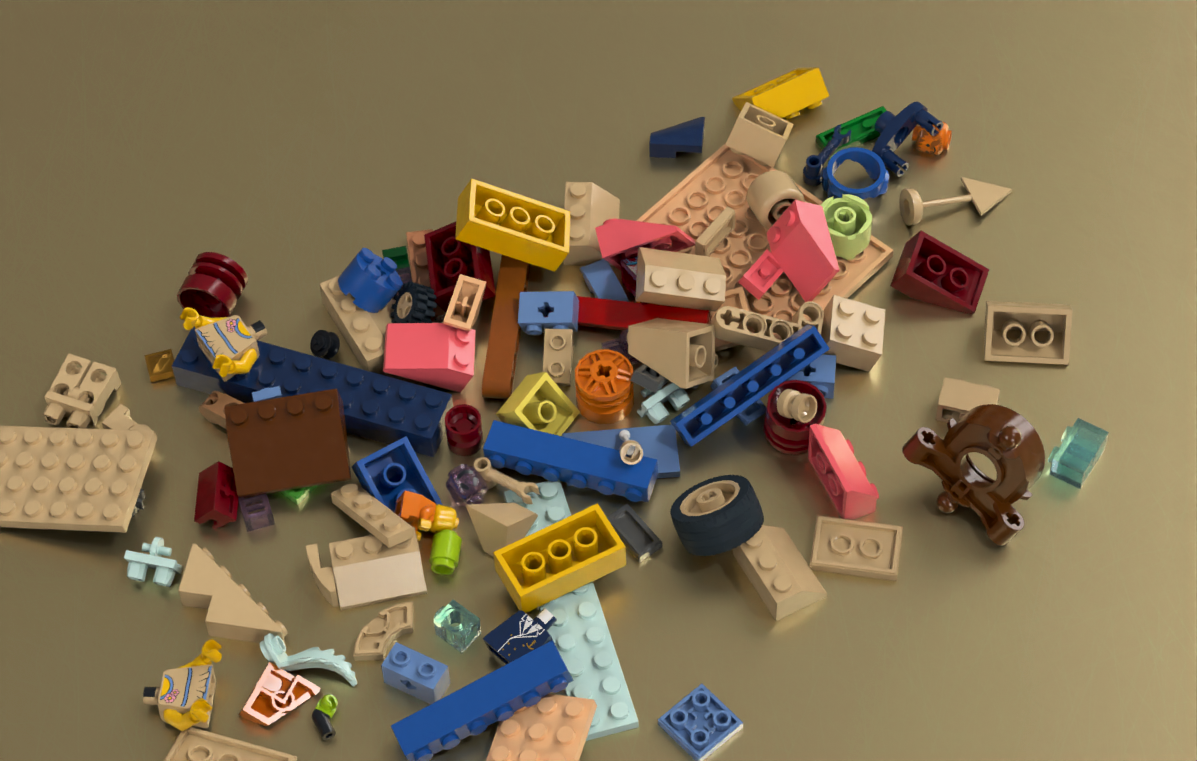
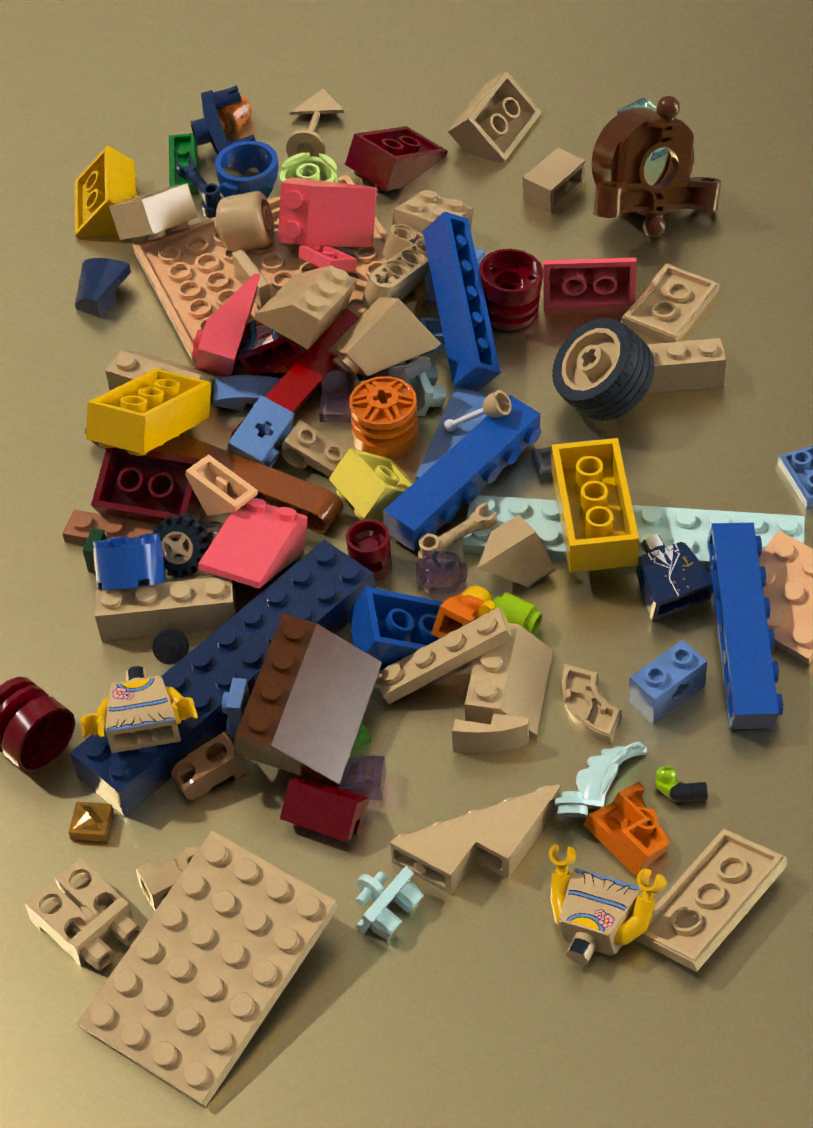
camera: 65 degrees left, 5 degrees down
(457, 636) = (619, 630): clear light blue brick -> none
(797, 405) = (514, 266): tan wheel -> none

